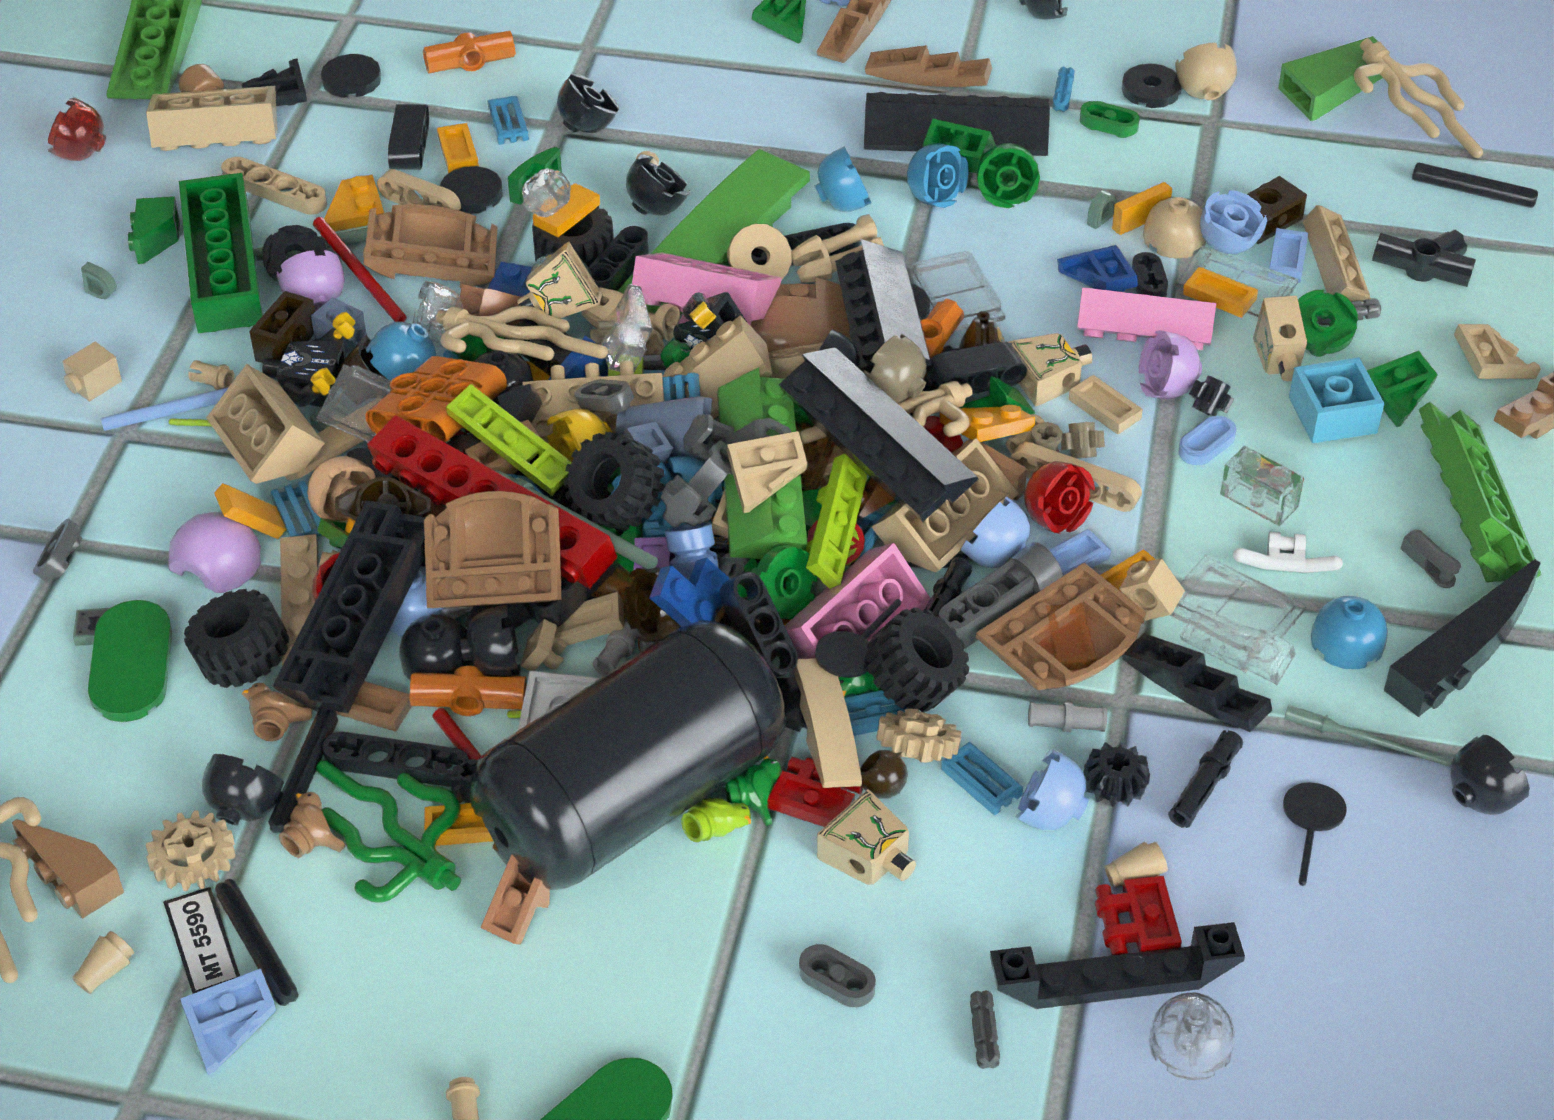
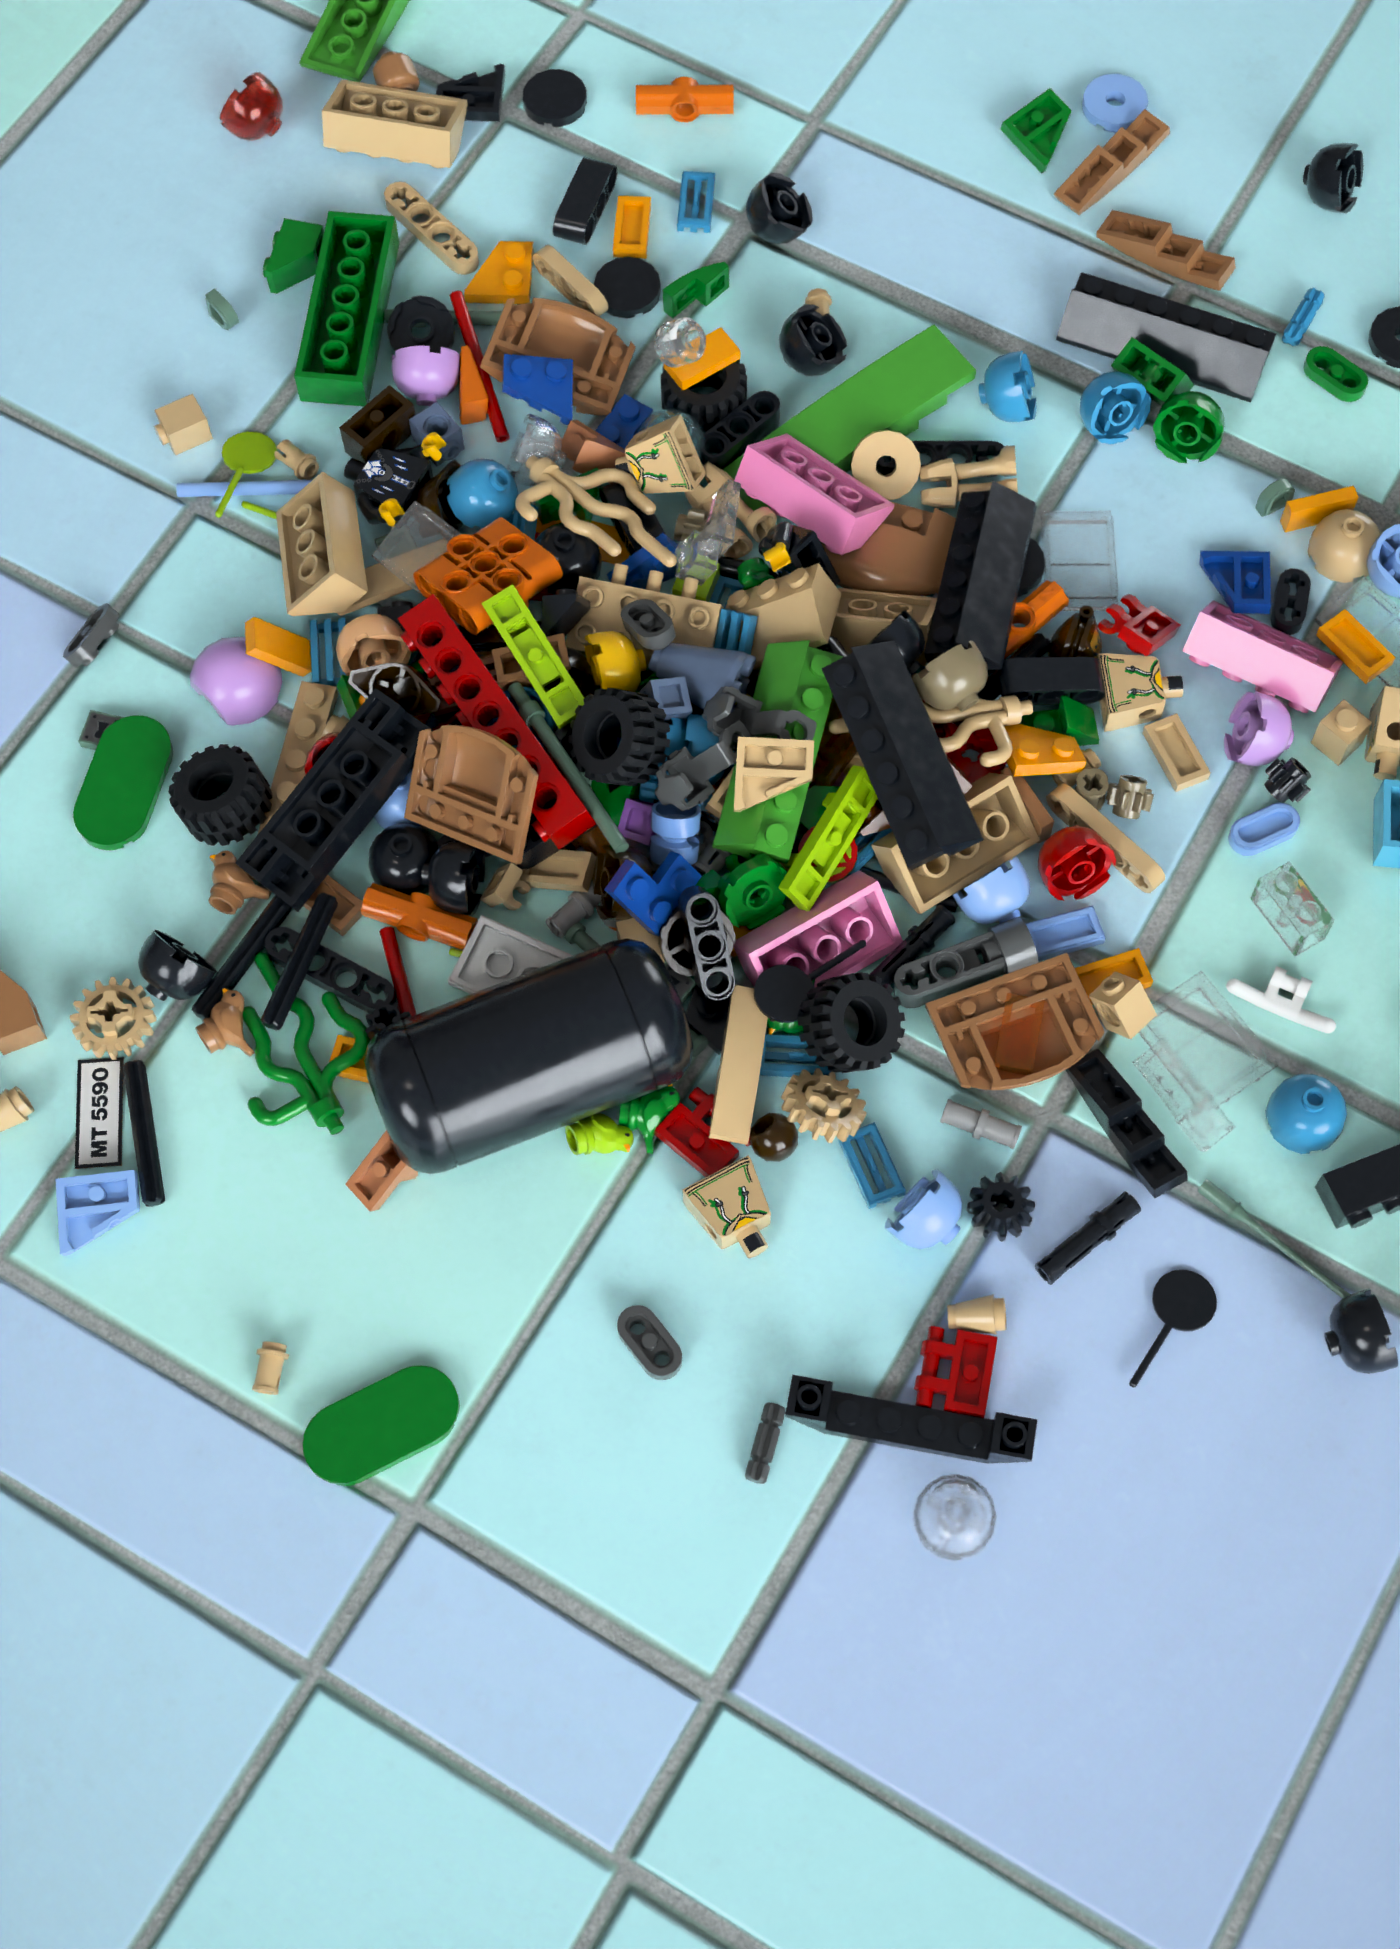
camera: 20 degrees right, 20 degrees up
(159, 383) = (245, 454): none -> lime piece
(359, 286) = (472, 393): none -> orange slope
(365, 752) = (299, 961): none -> black axle
(423, 262) = (540, 382): none -> blue wing
(1035, 318) = (1142, 628): none -> red plate
(1239, 353) = (1341, 732): none -> tan brick

